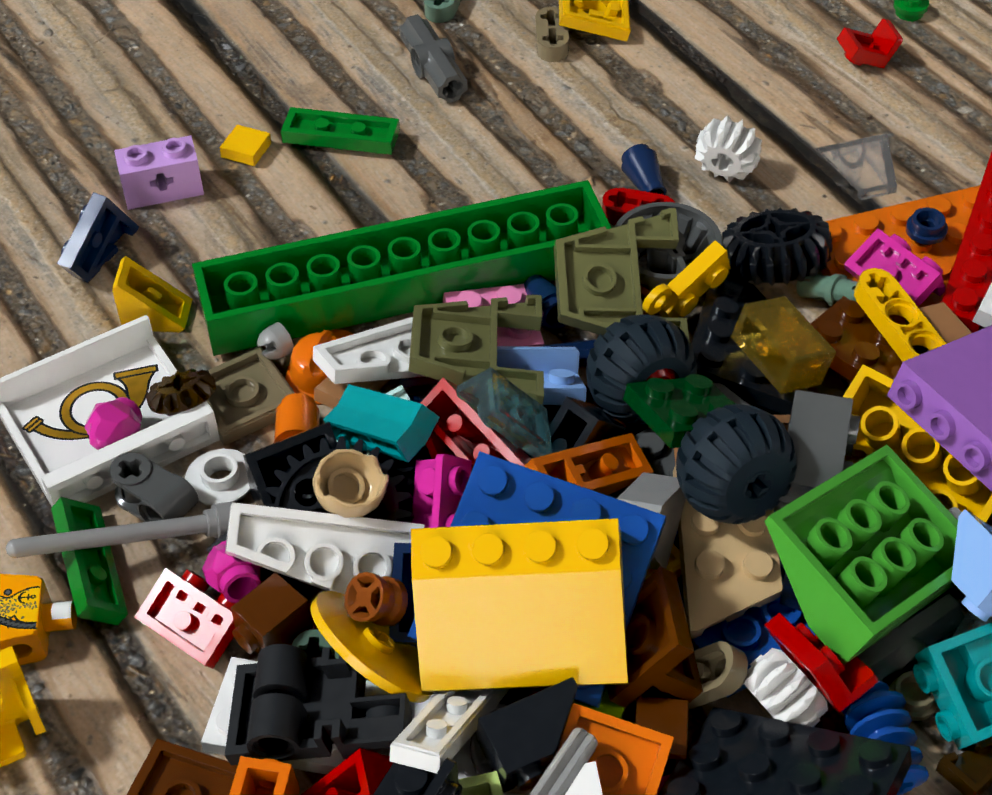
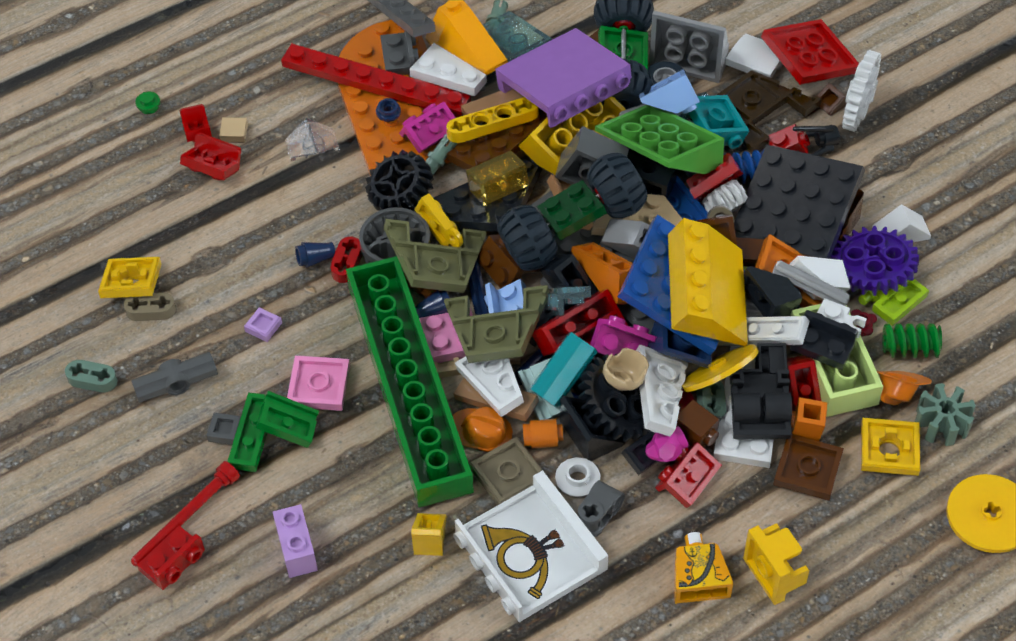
camera: 90 degrees left, 5 degrees up
(91, 570) = (652, 535): green plate -> none
(94, 237) = (368, 570): dark blue wing -> none
(113, 421) = (548, 531): dark pink rock -> none
(167, 78) = (171, 557): none -> red bracket
(181, 391) = (532, 498): dark brown gear -> none
(212, 523) = (619, 469): light grey piece -> none
(245, 145) = (257, 495): yellow tile -> none
(272, 109) = (224, 475): none -> red piece
(276, 340) = (474, 447): light grey hinge -> none
(348, 154) = (287, 419): none -> green plate
(349, 101) = (223, 428): none -> dark grey plate
(376, 599) = (703, 363): dark orange wheel -> none
(412, 186) = (319, 382): none -> bright pink plate
(522, 136) = (263, 324): none -> lavender tile
(728, 149) = (304, 202): white gear -> none
(807, 64) = (212, 157): none -> red bracket
(875, 87) = (233, 129): none -> tan tile

